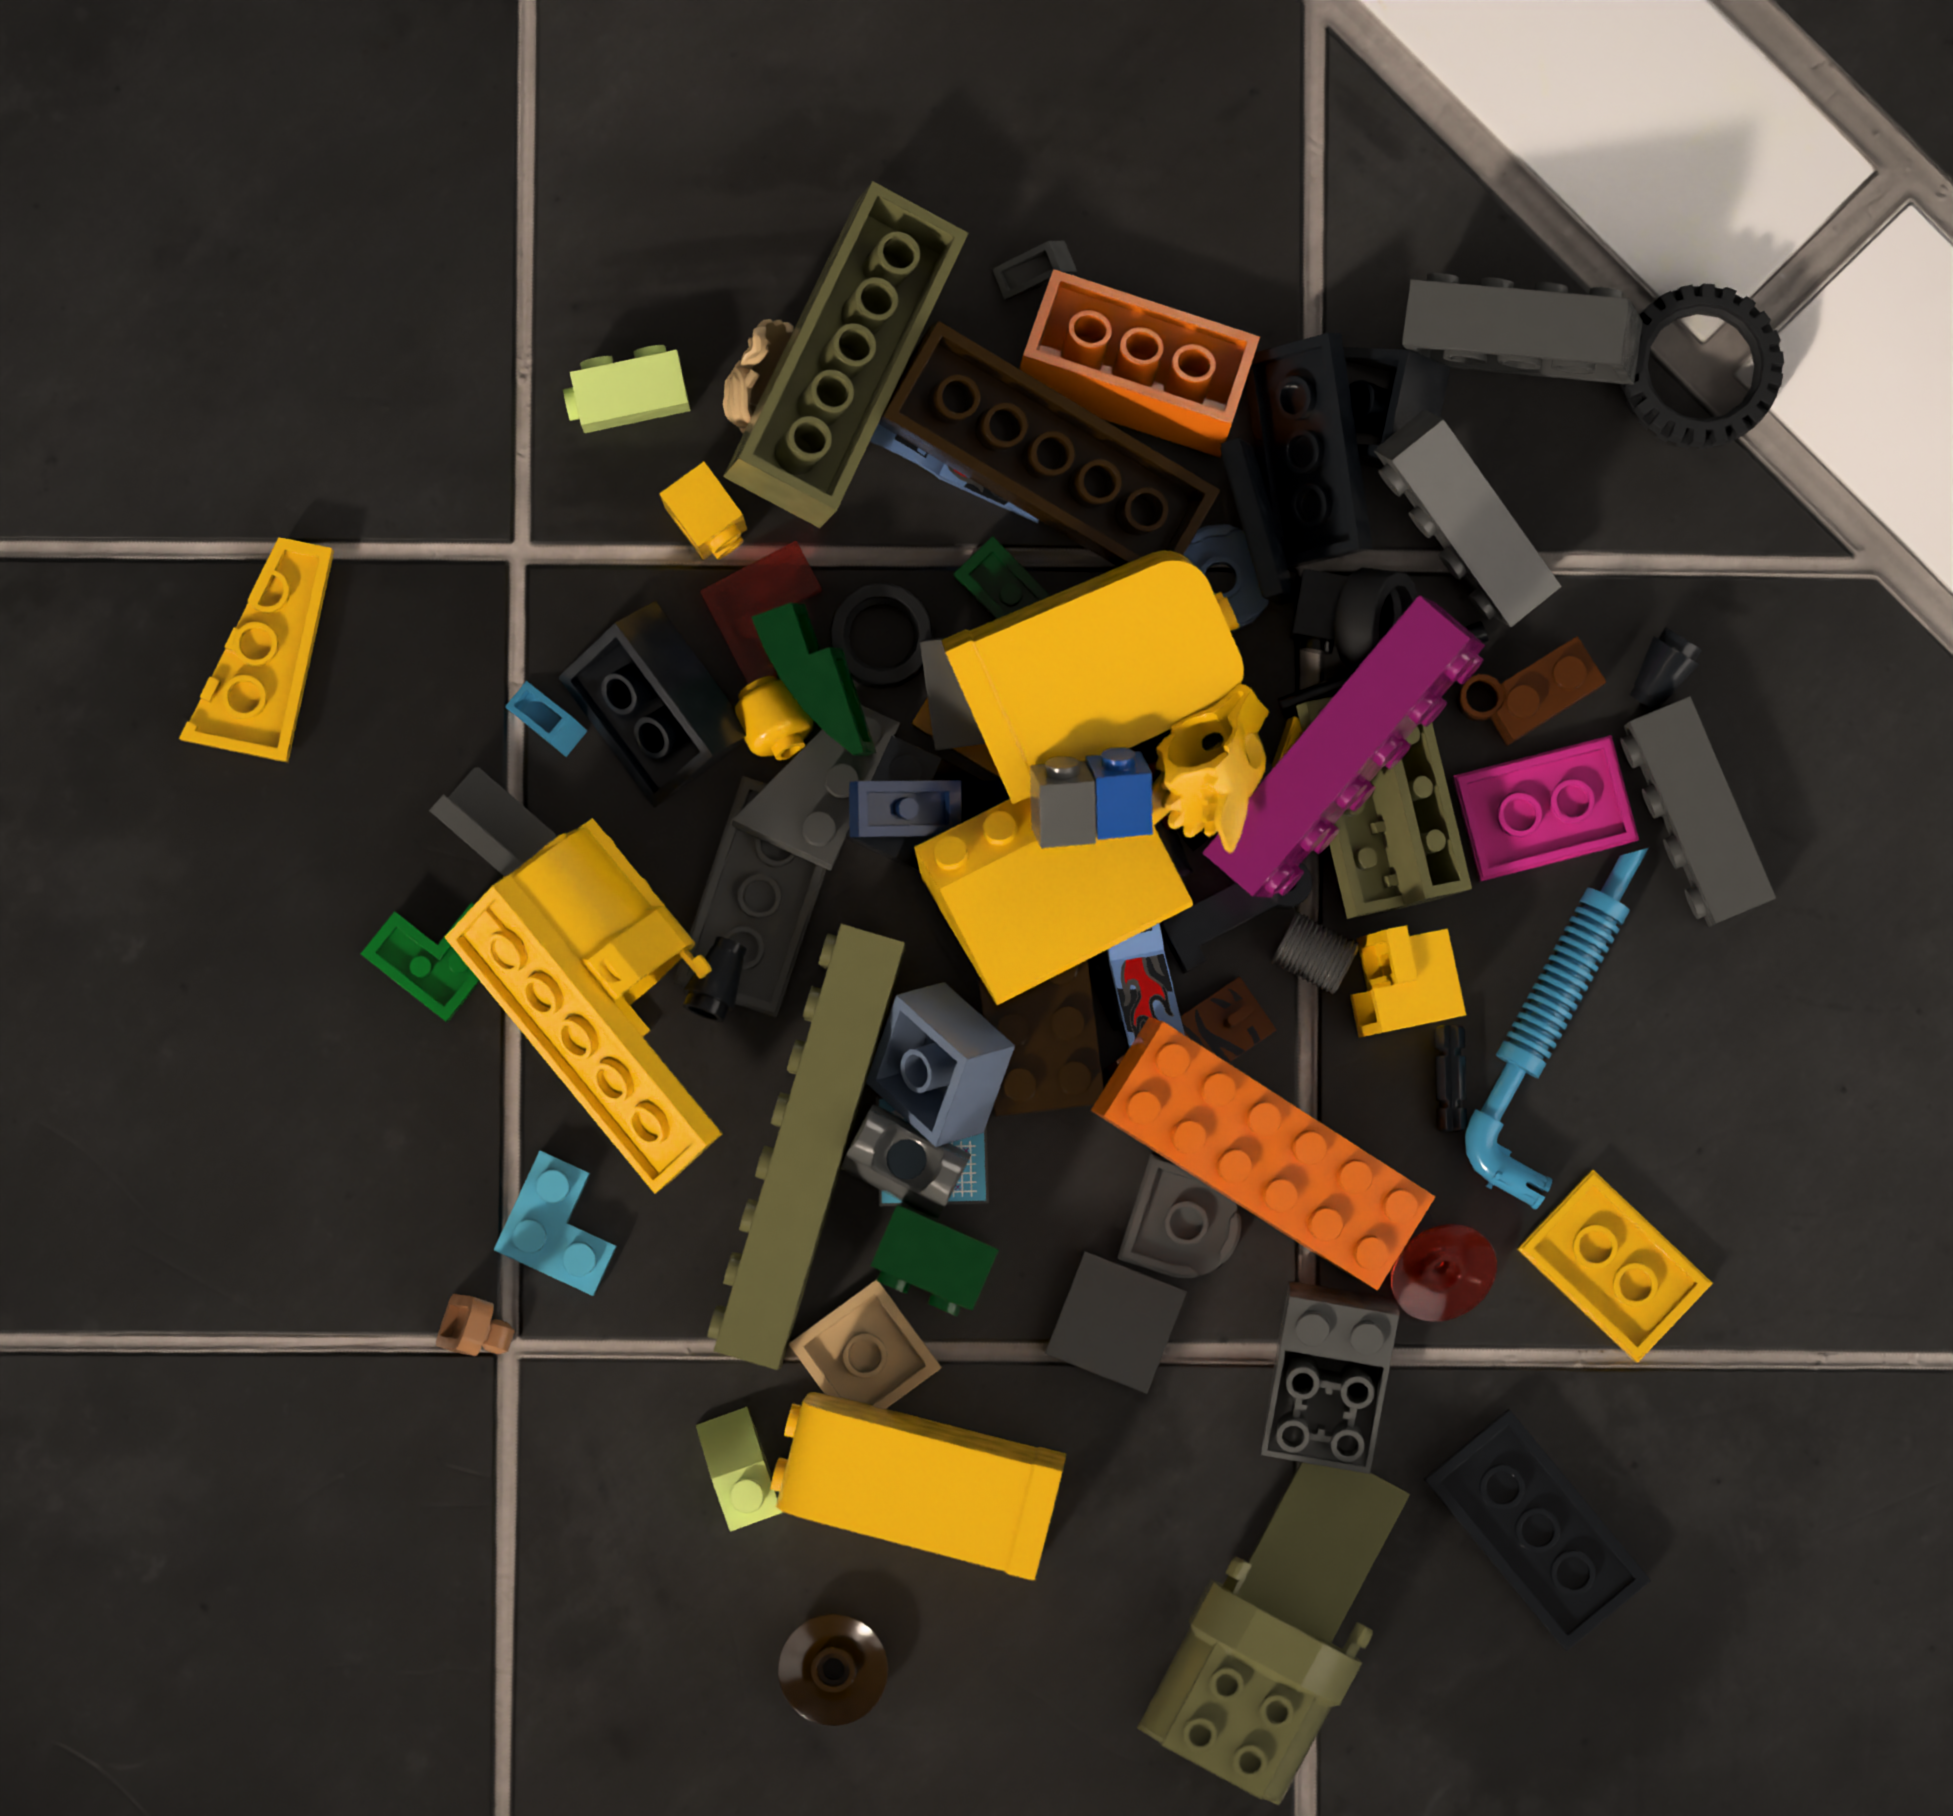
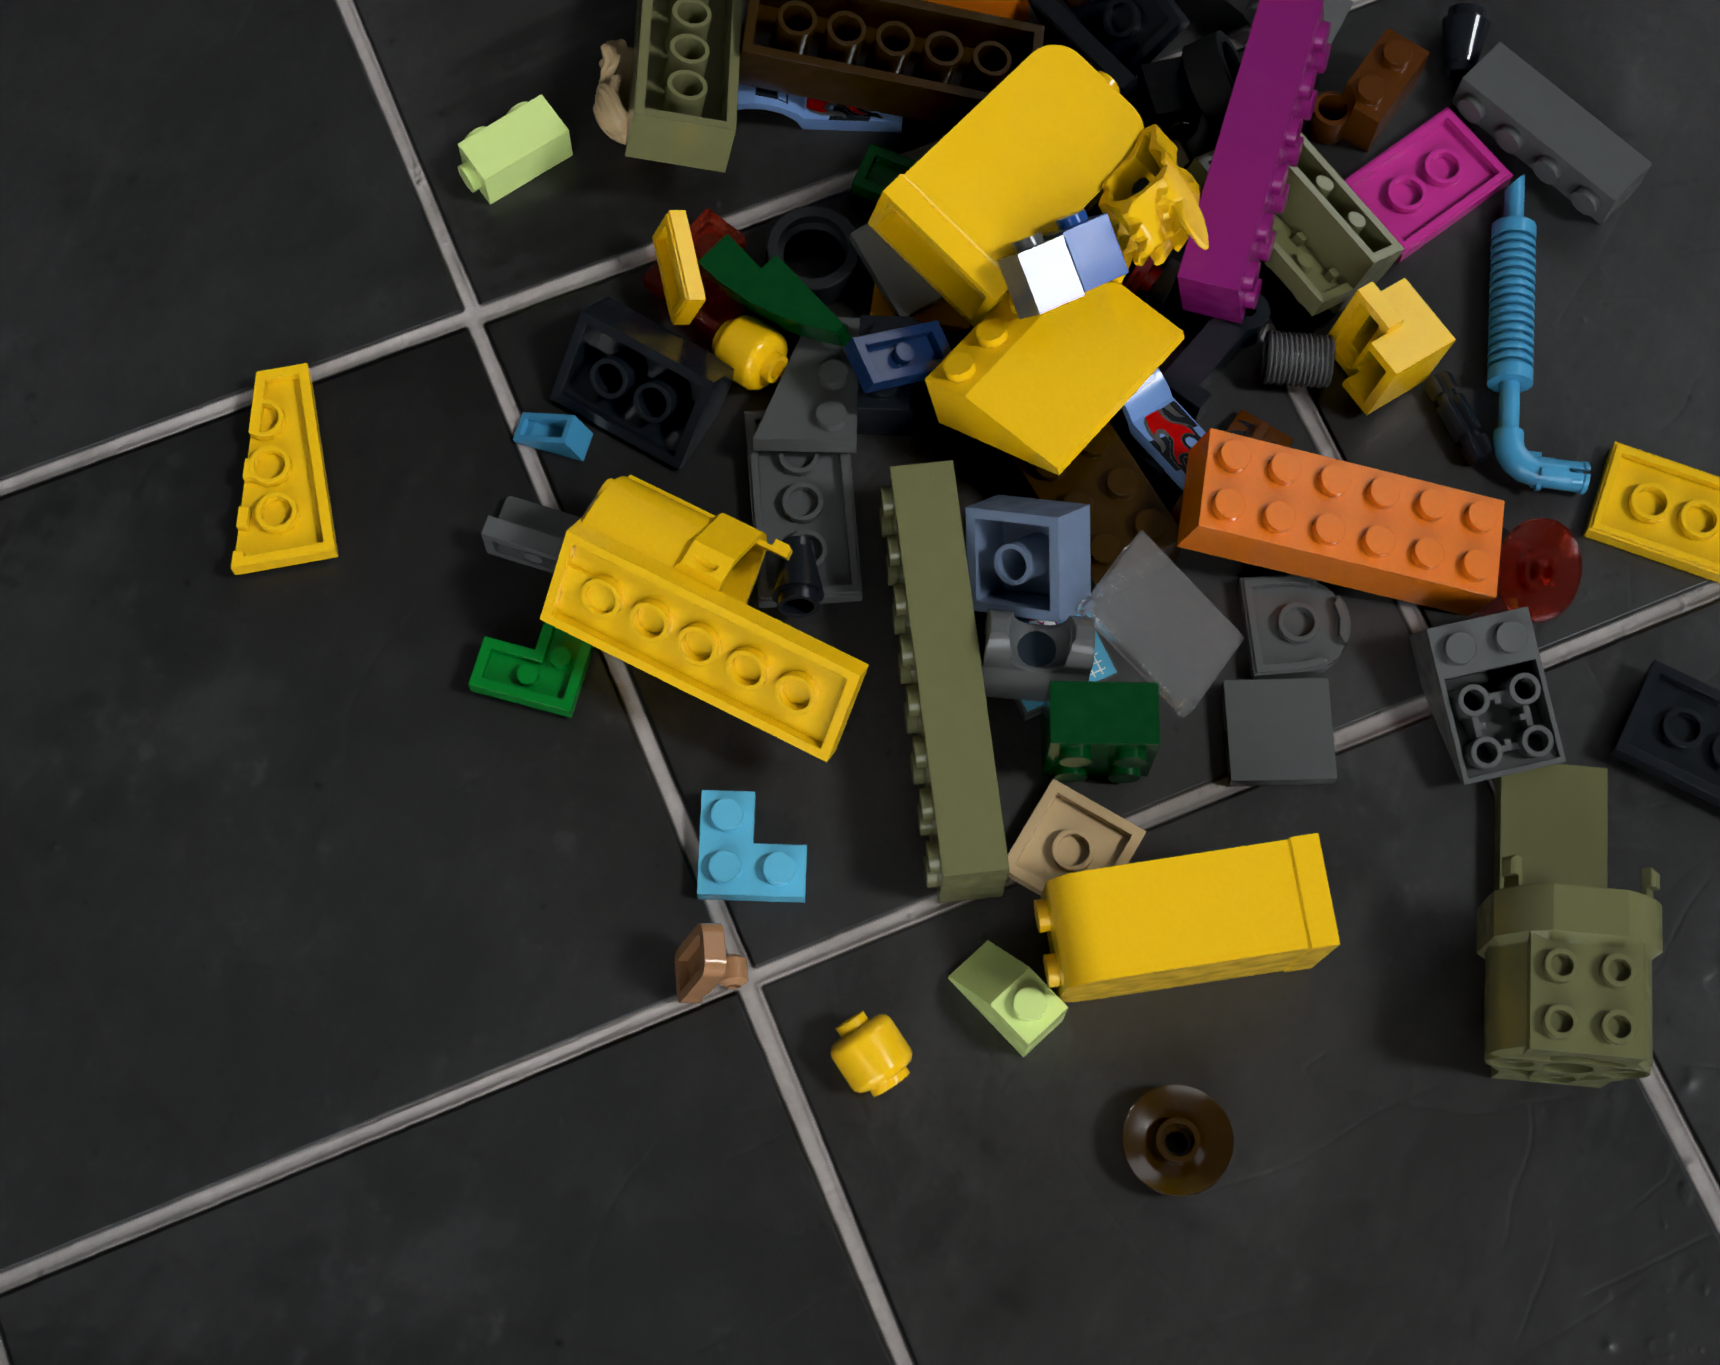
camera: 25 degrees left, 15 degrees down
(589, 1471) = (871, 1053): none -> yellow head
(705, 513) = (619, 206): yellow brick -> none
(734, 606) = (678, 267): none -> yellow tile
(1044, 1177) = (1161, 624): none -> clear piece

